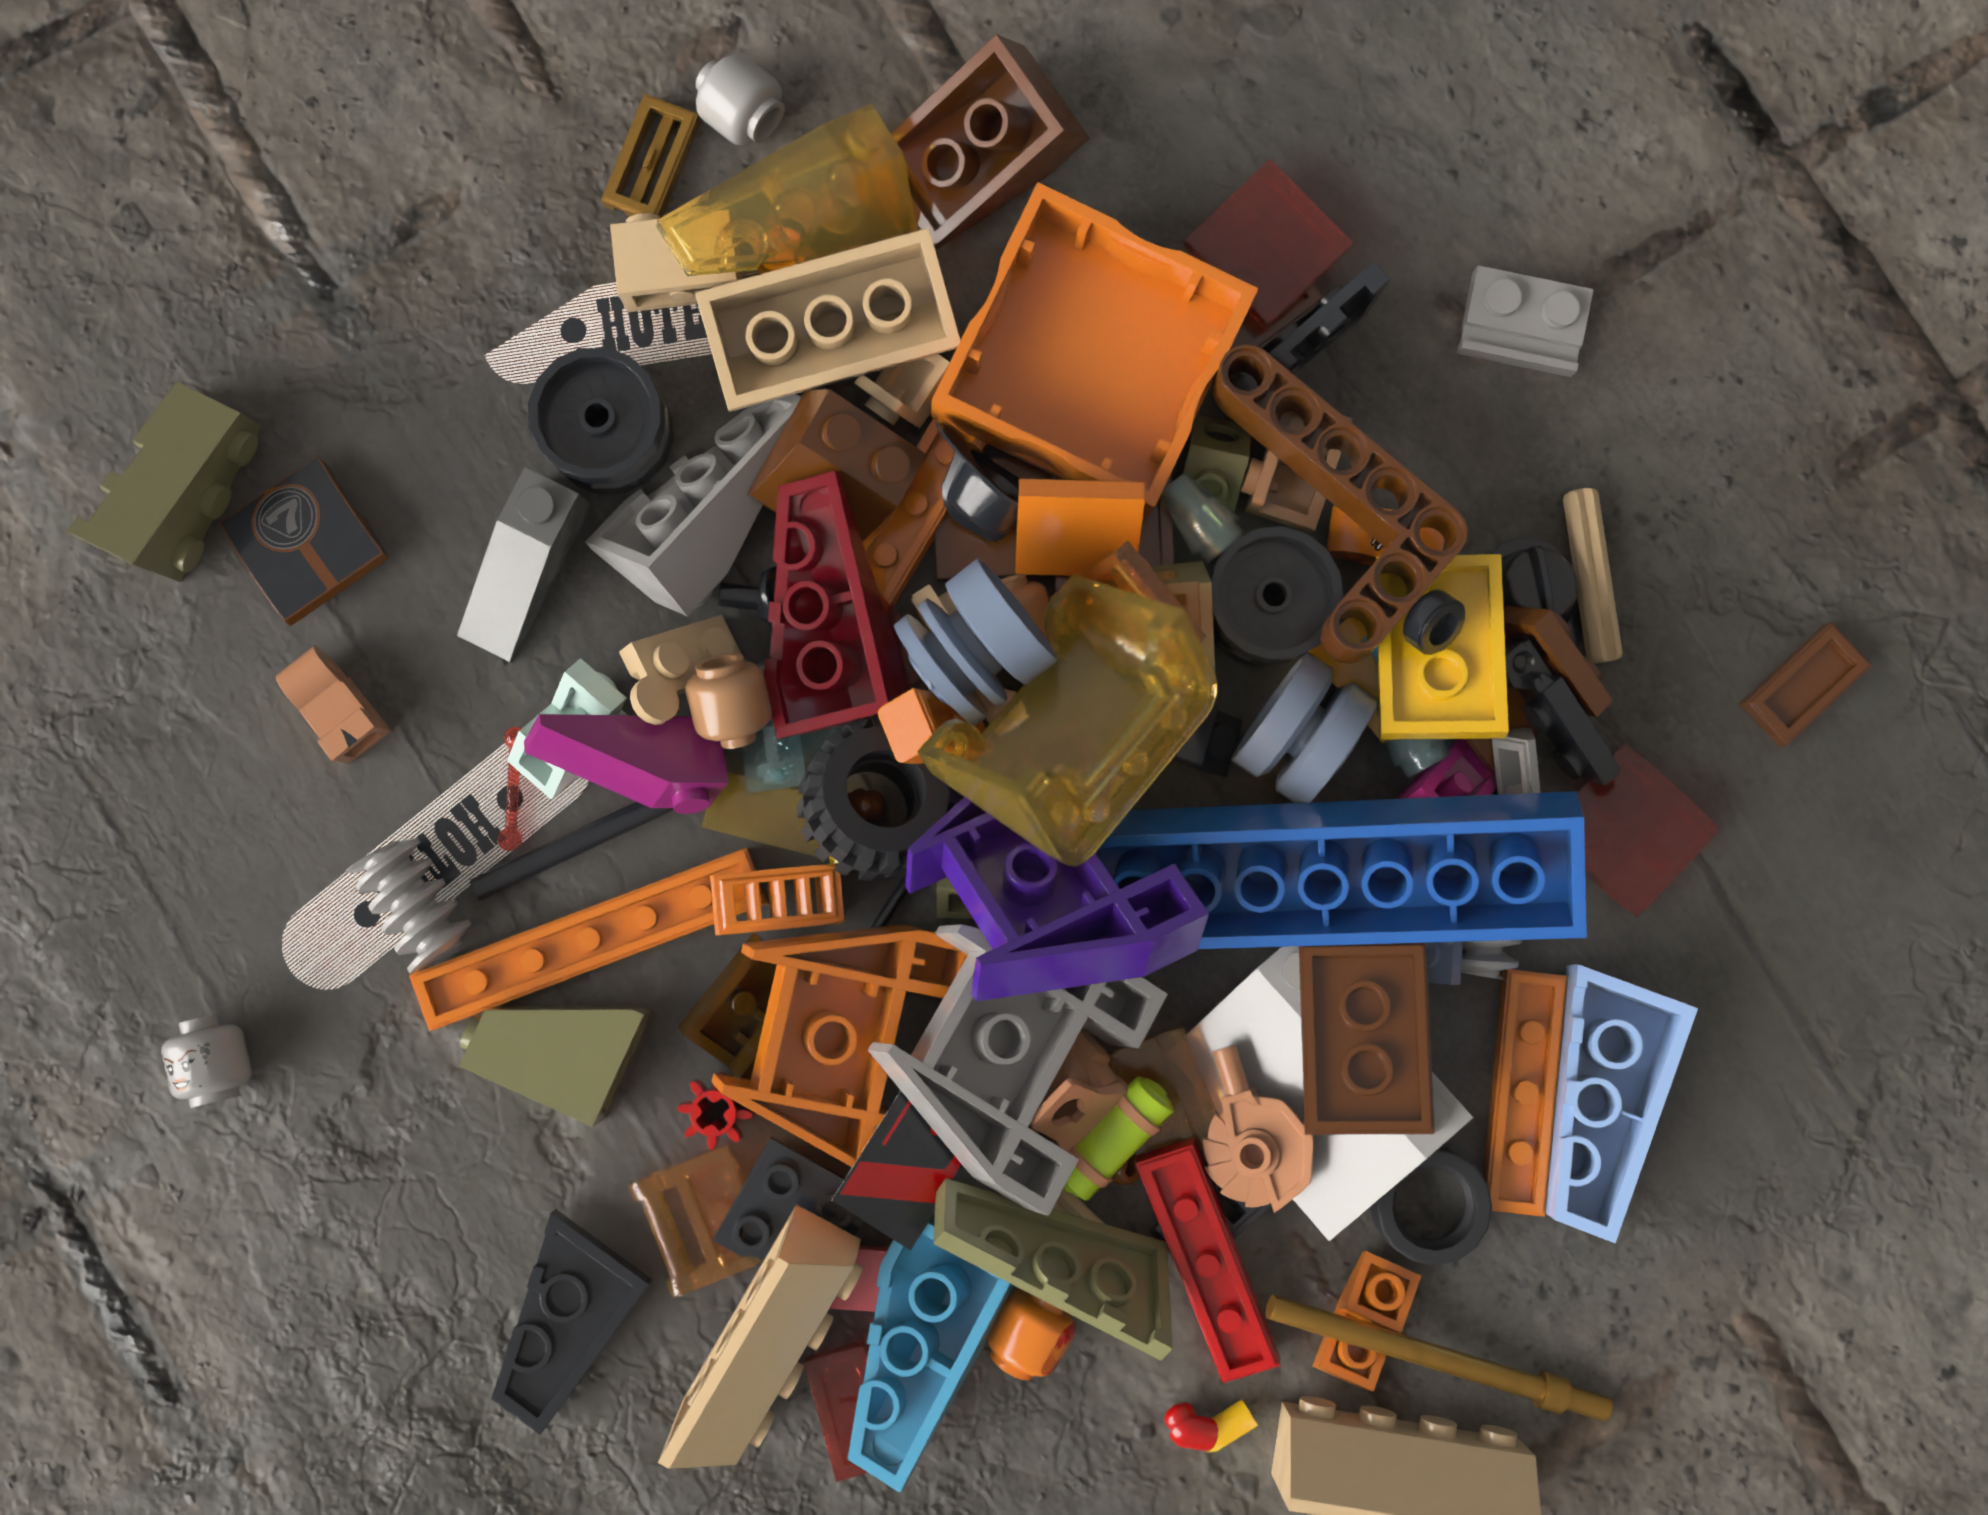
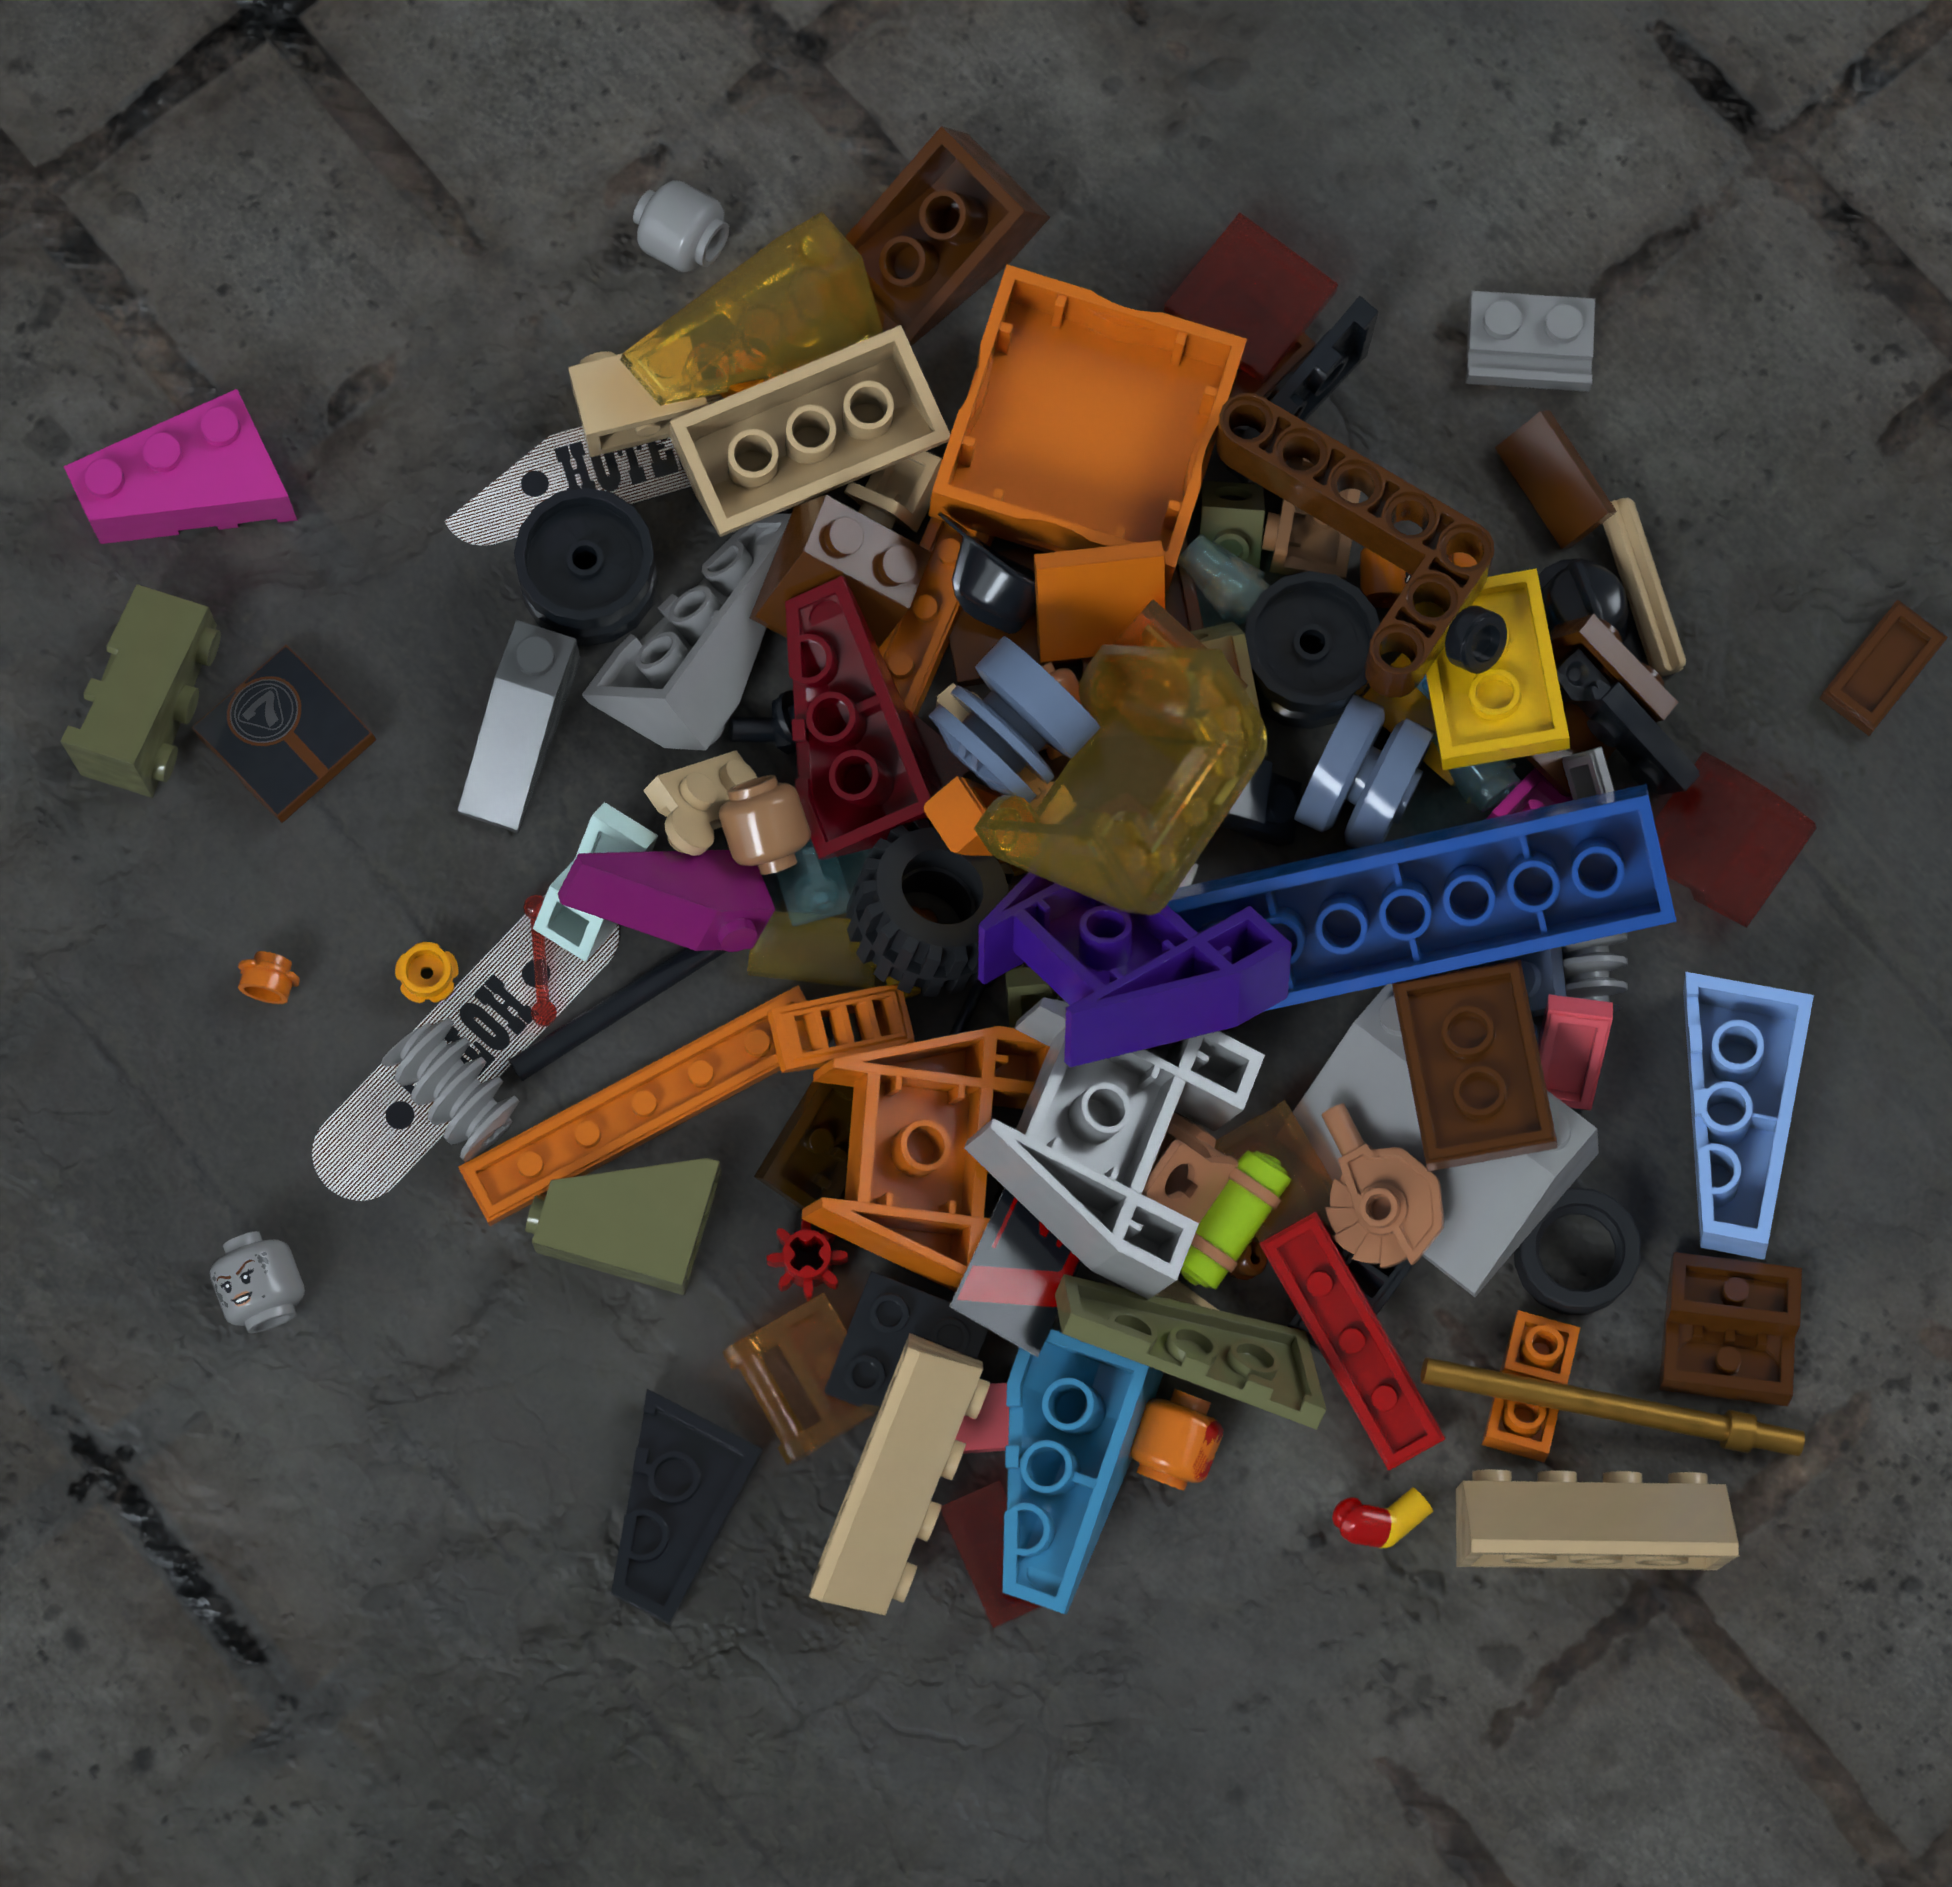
camera: 10 degrees left, 10 degrees down
(238, 278) = (182, 476): none -> dark pink wedge
(258, 771) = (267, 977): none -> orange plate
(332, 706) = (338, 898): nougat leg -> none
(391, 781) = (423, 956): none -> light orange plate
(690, 123) = (582, 346): pearl gold tile -> none
(1461, 1019) = (1574, 1047): none -> coral tile
(1524, 1091) = (1659, 1124): orange tile -> none
(1528, 460) = (1555, 479): none -> reddish brown tile
(1560, 1293) = (1730, 1329): none -> reddish brown slope

